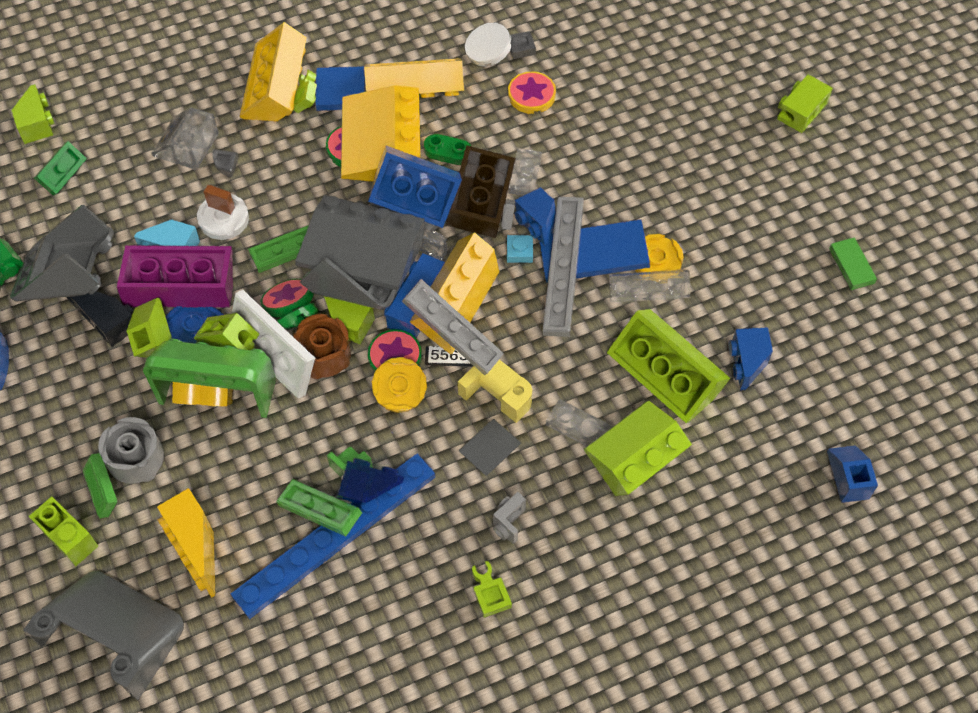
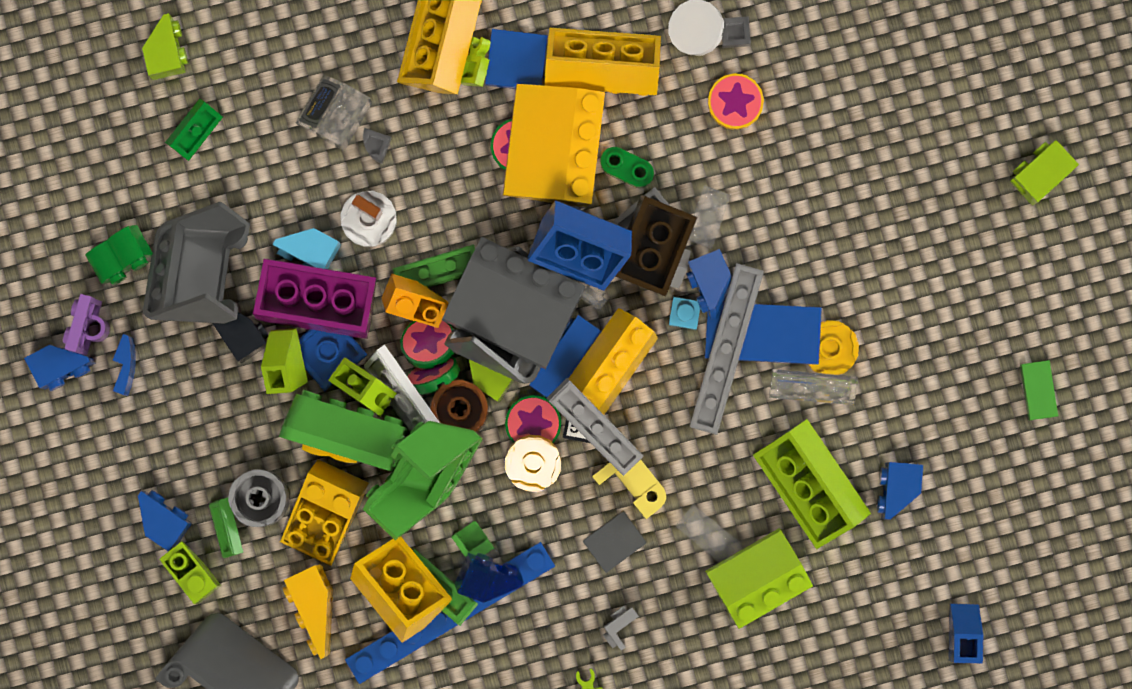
camera: 10 degrees right, 25 degrees up
(33, 487) = (160, 522): none -> blue slope
(198, 457) = (324, 512): none -> yellow slope
(269, 263) = (413, 301): none -> light orange slope
(279, 510) = (400, 588): none -> yellow slope
(295, 388) = (424, 475): none -> bright green windscreen

